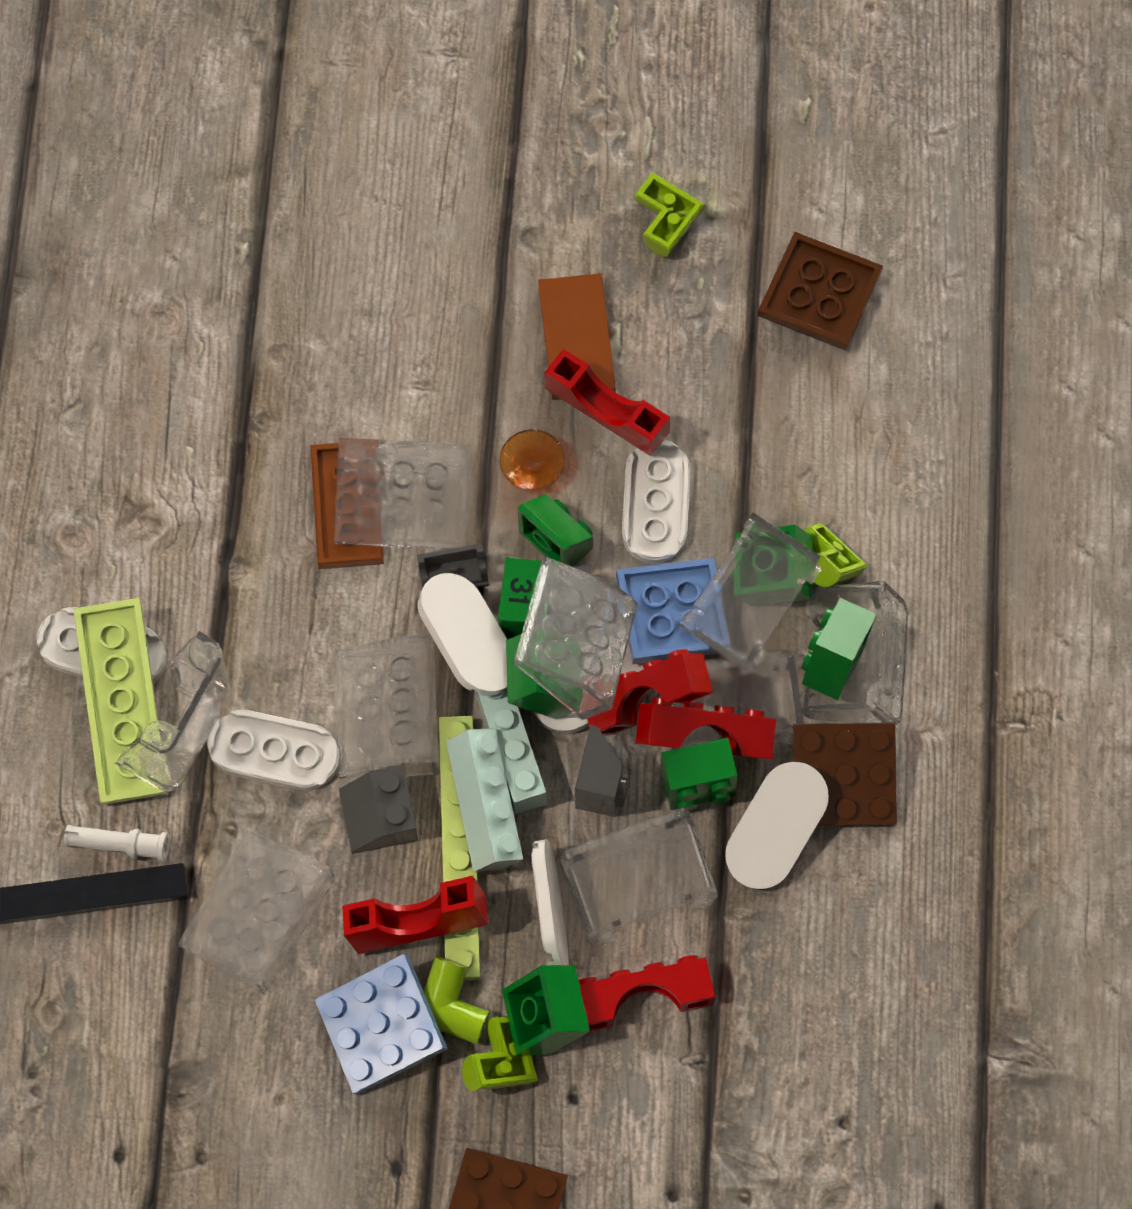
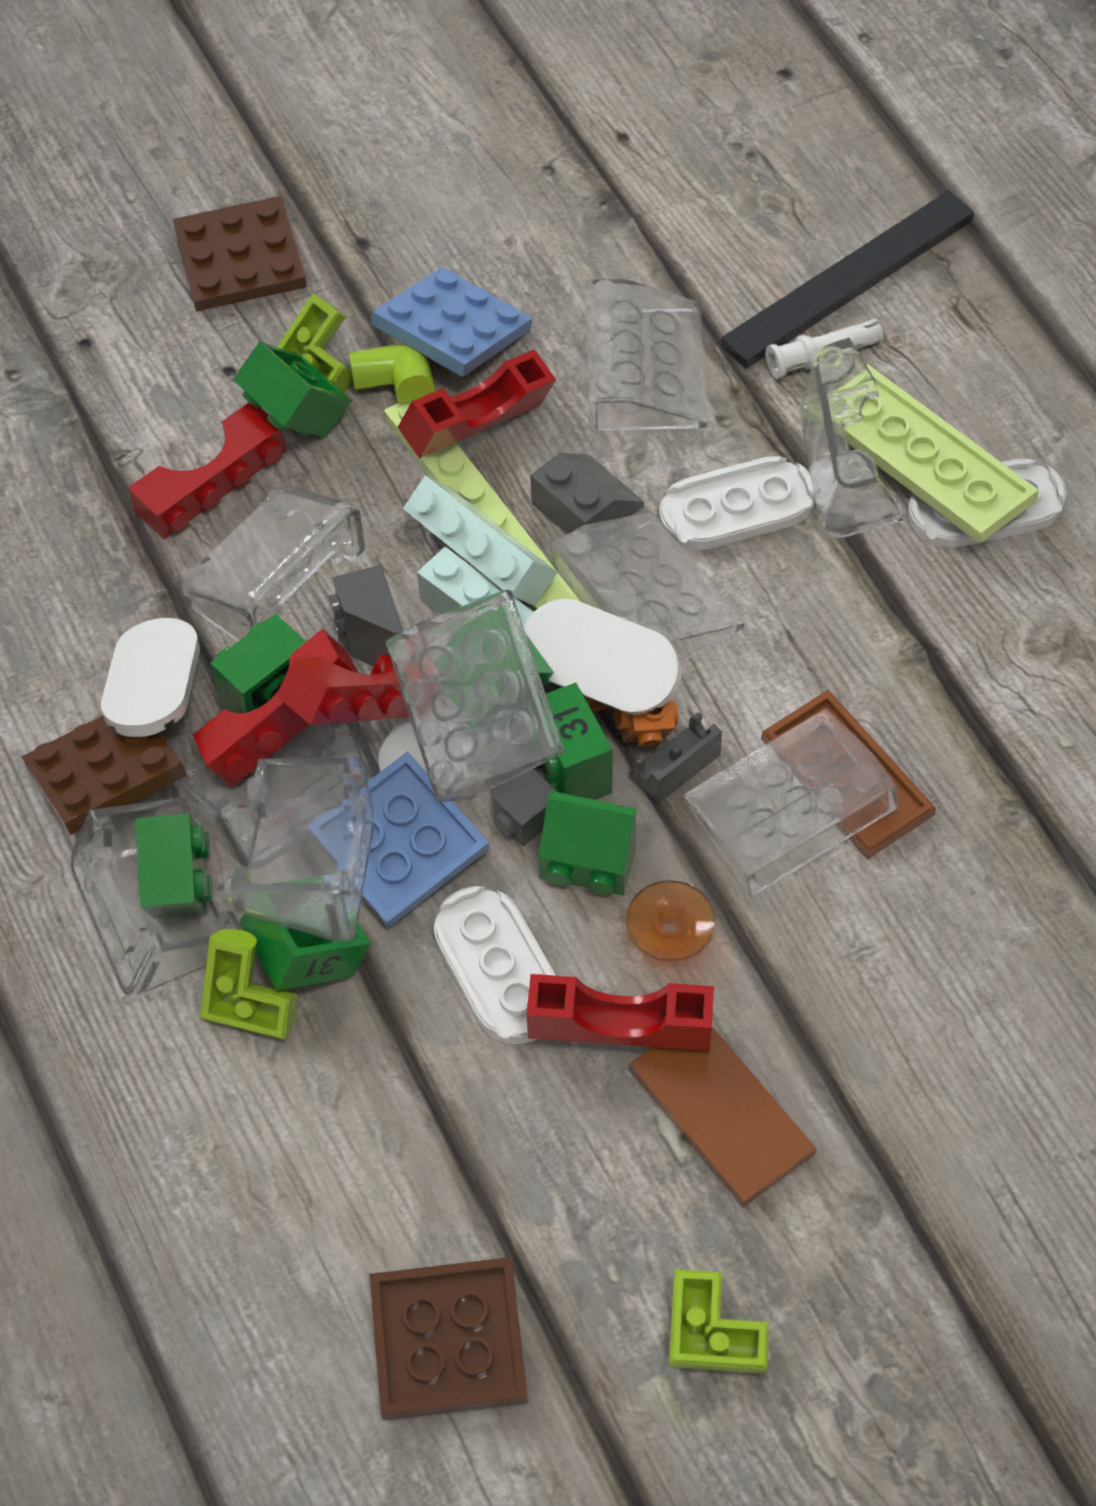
camera: 150 degrees right, 10 degrees down
(549, 903) = (344, 476): white tile -> none

